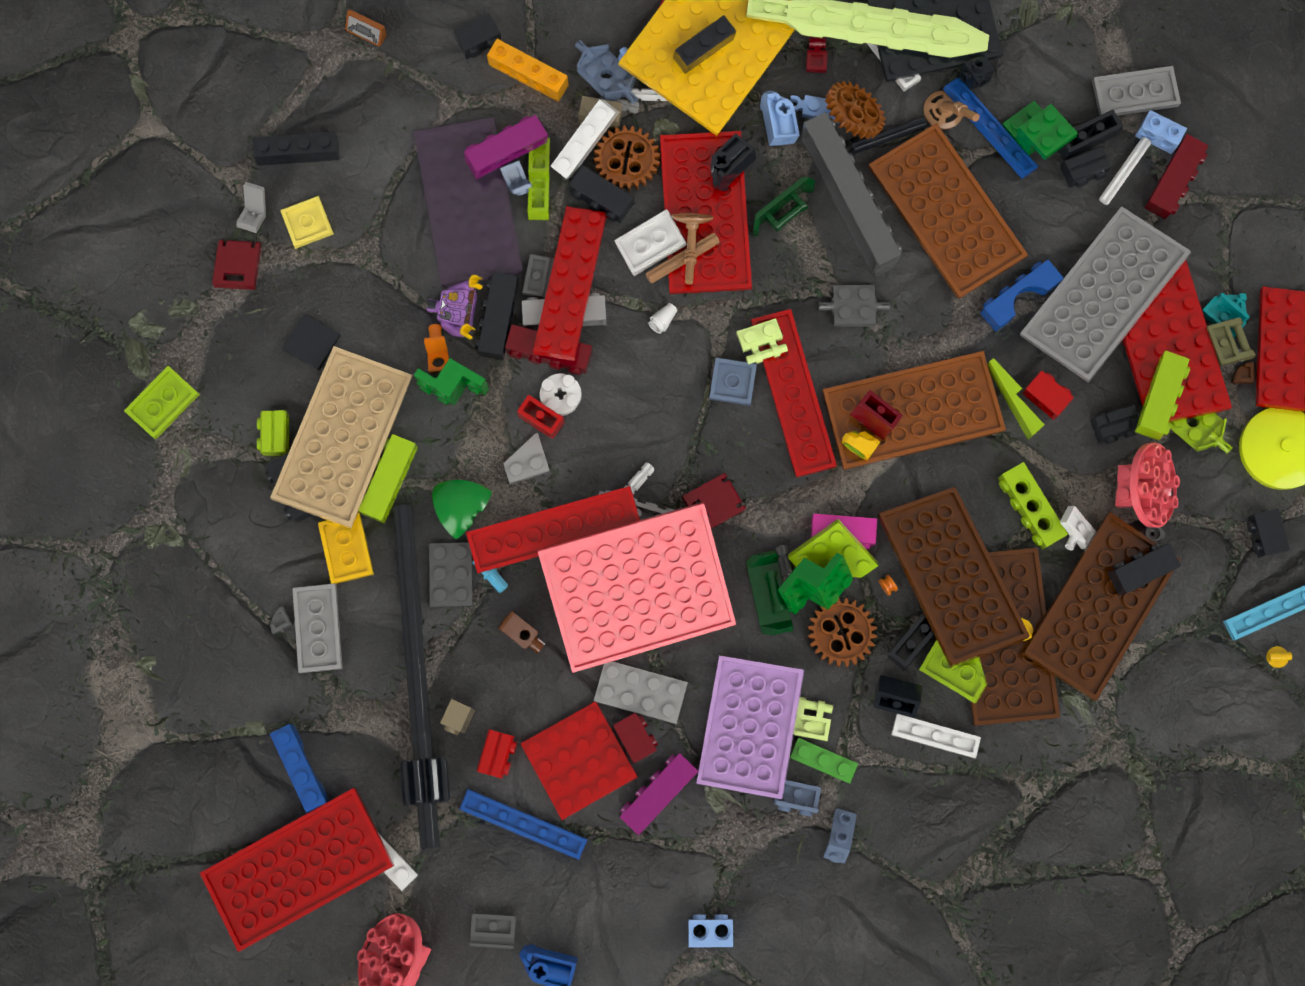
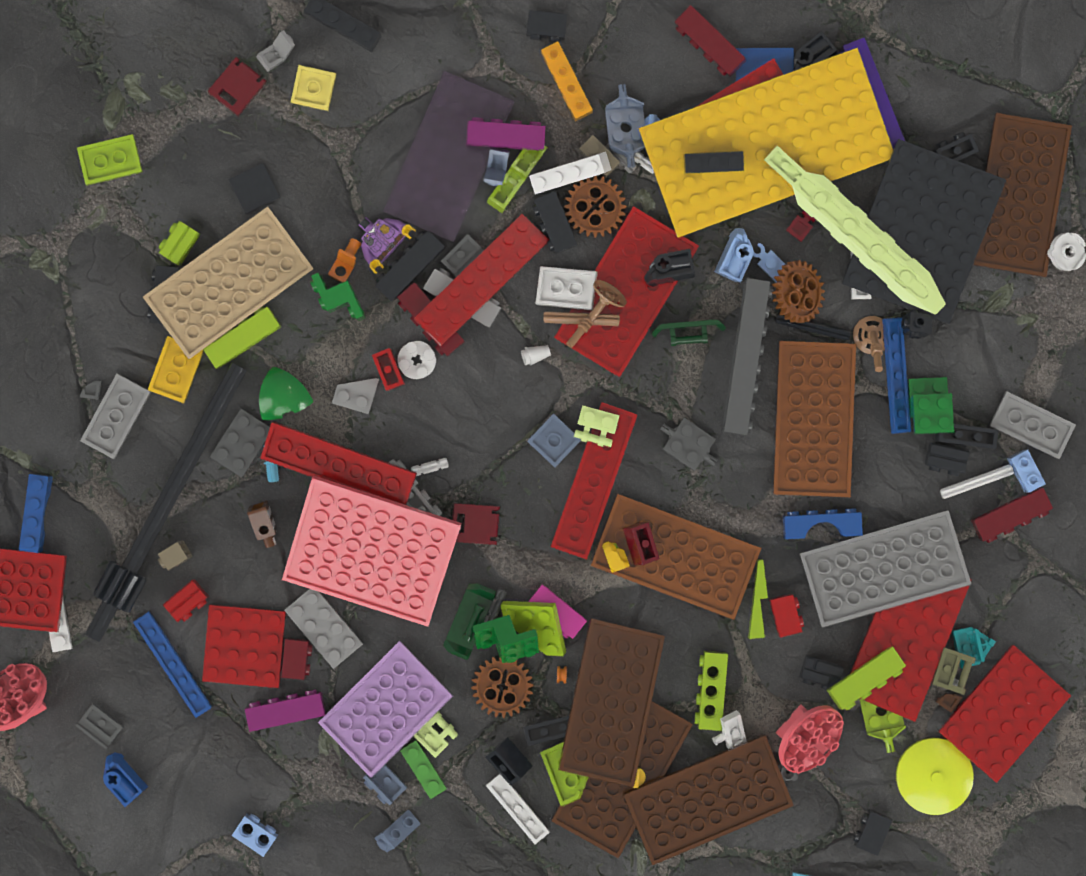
camera: 30 degrees right, 10 degrees up
(1143, 568) = (758, 794): black brick -> none

